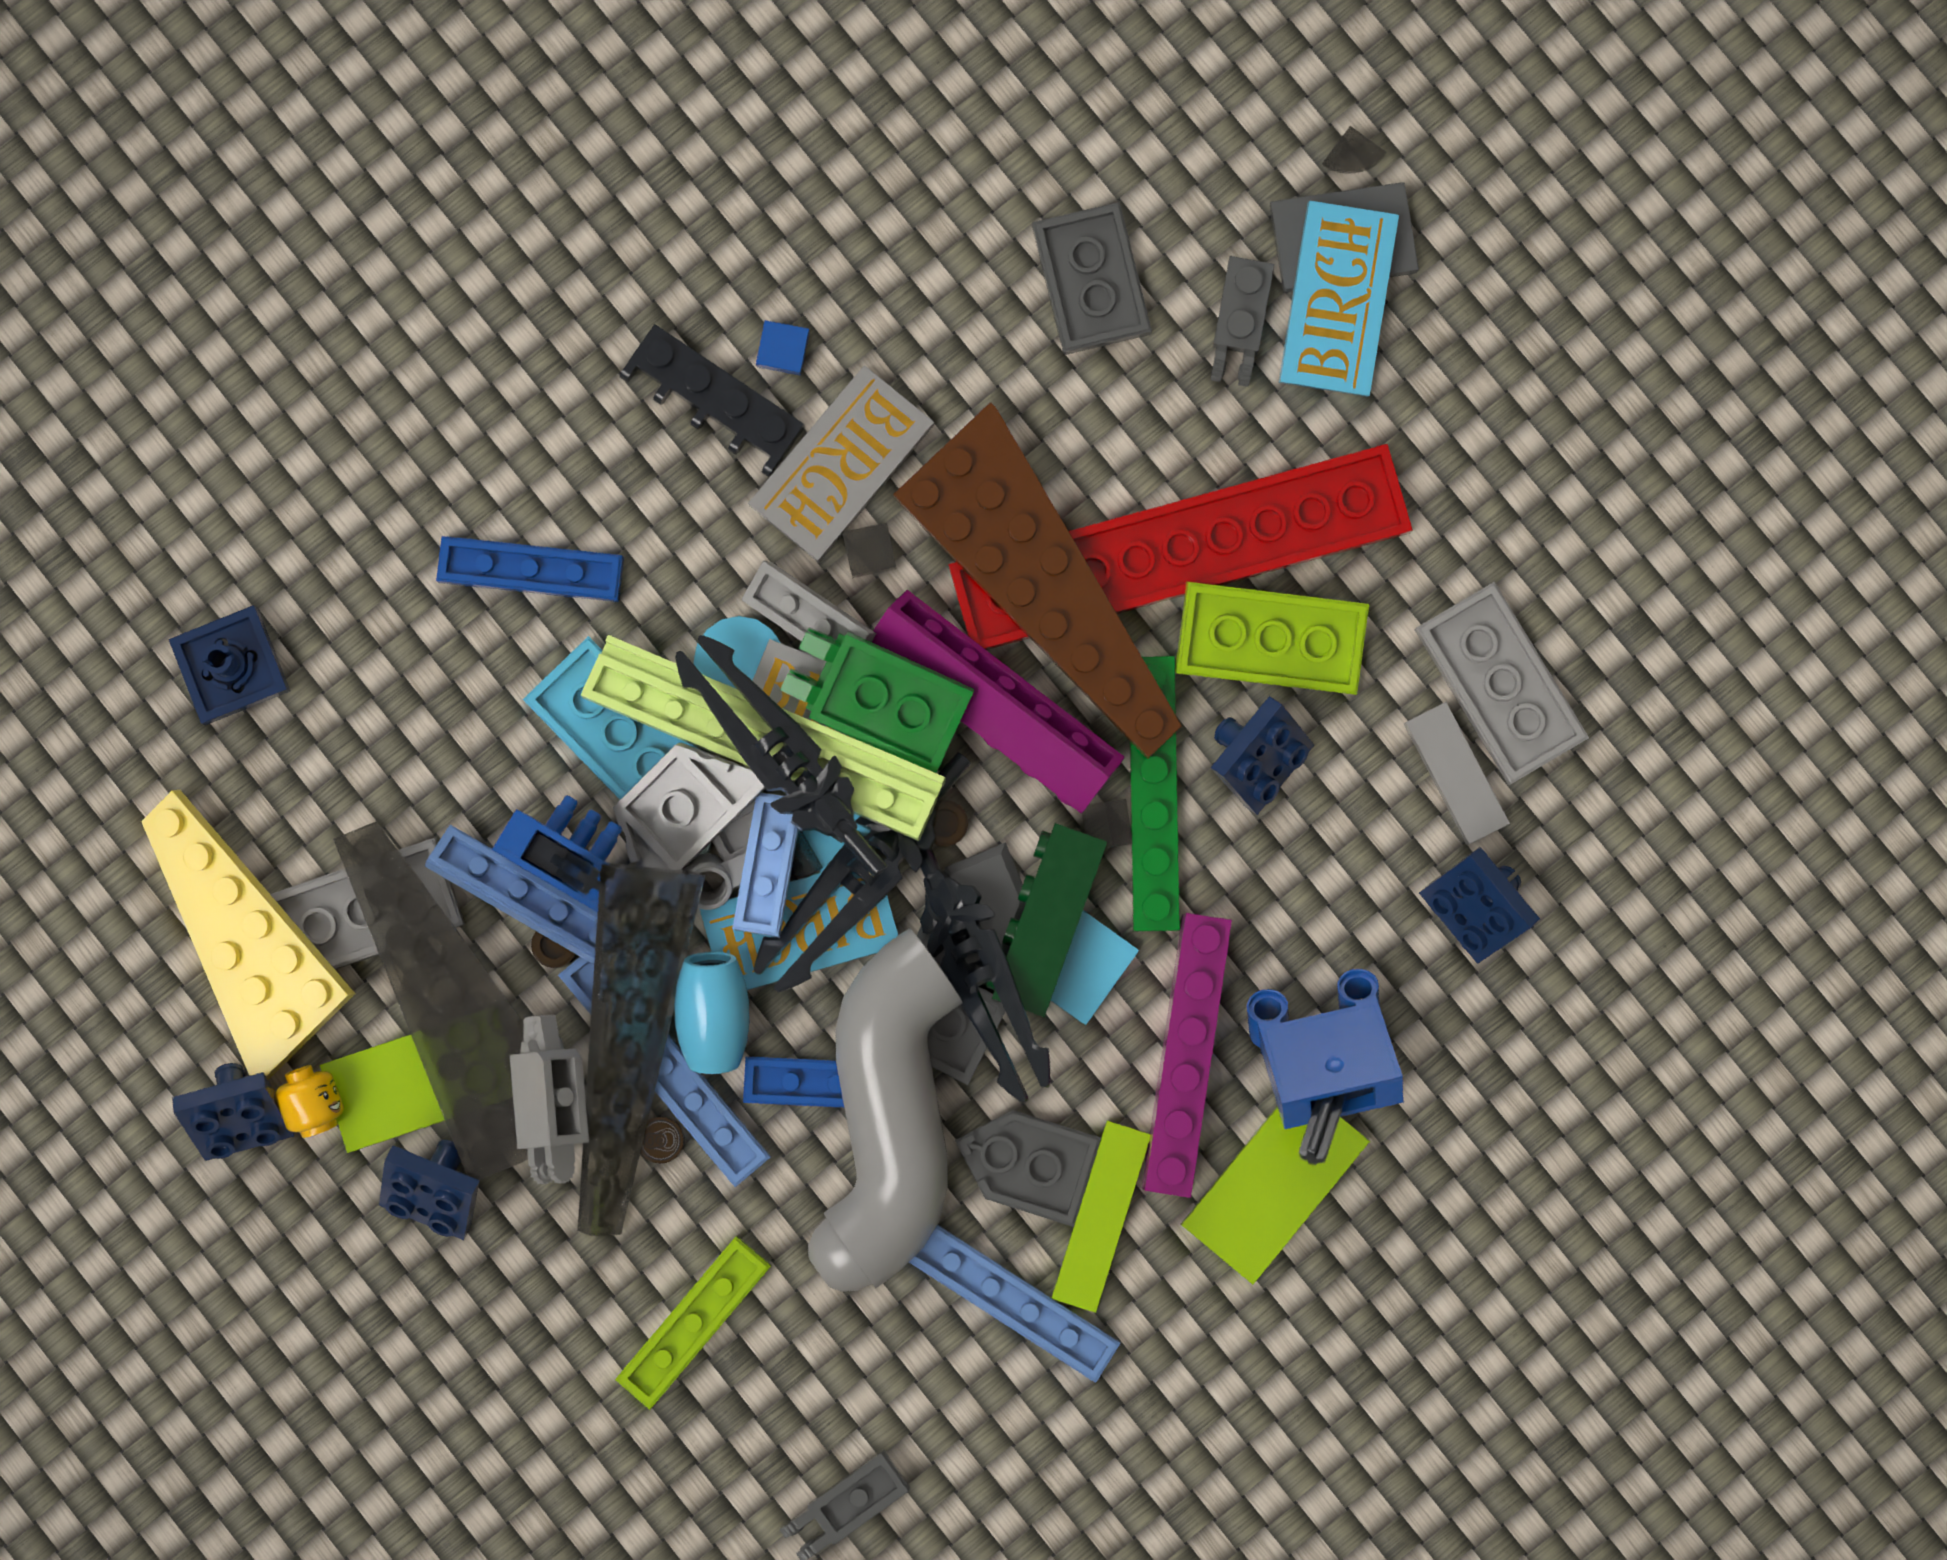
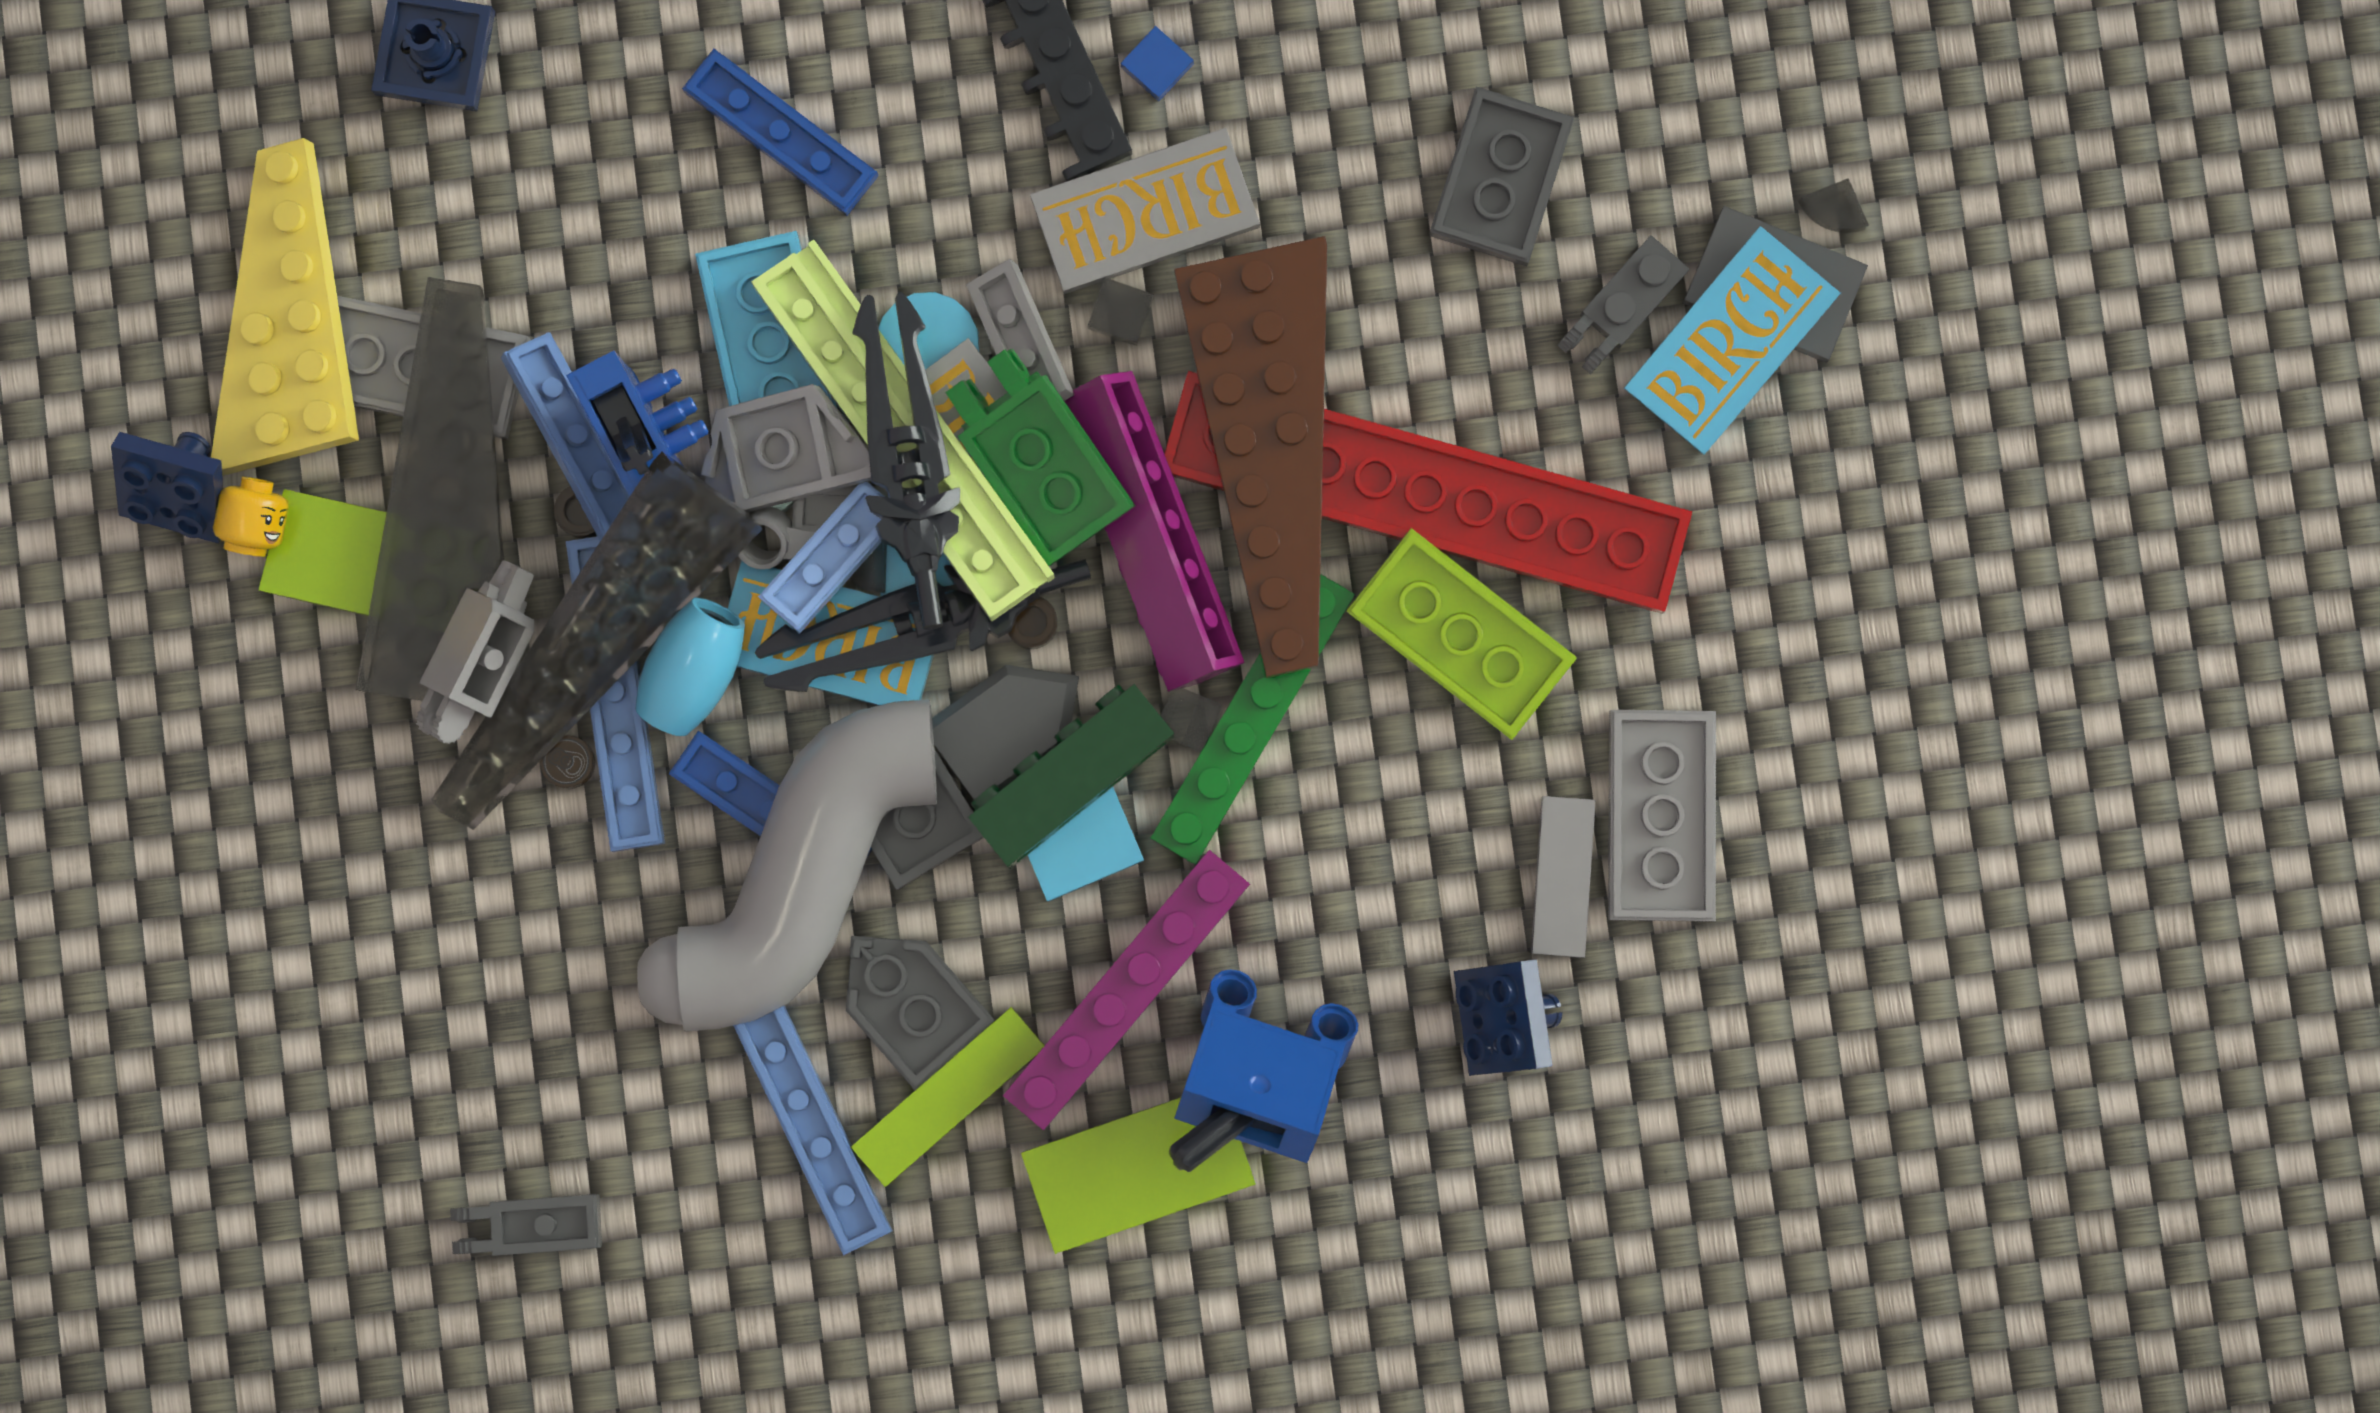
camera: 30 degrees right, 0 degrees up
(429, 1190) = (313, 673): dark blue plate -> none
(693, 1322) = (491, 957): lime tile -> none
(953, 924) = (975, 727): black sword -> none
(1260, 754) = (1379, 739): dark blue plate -> none

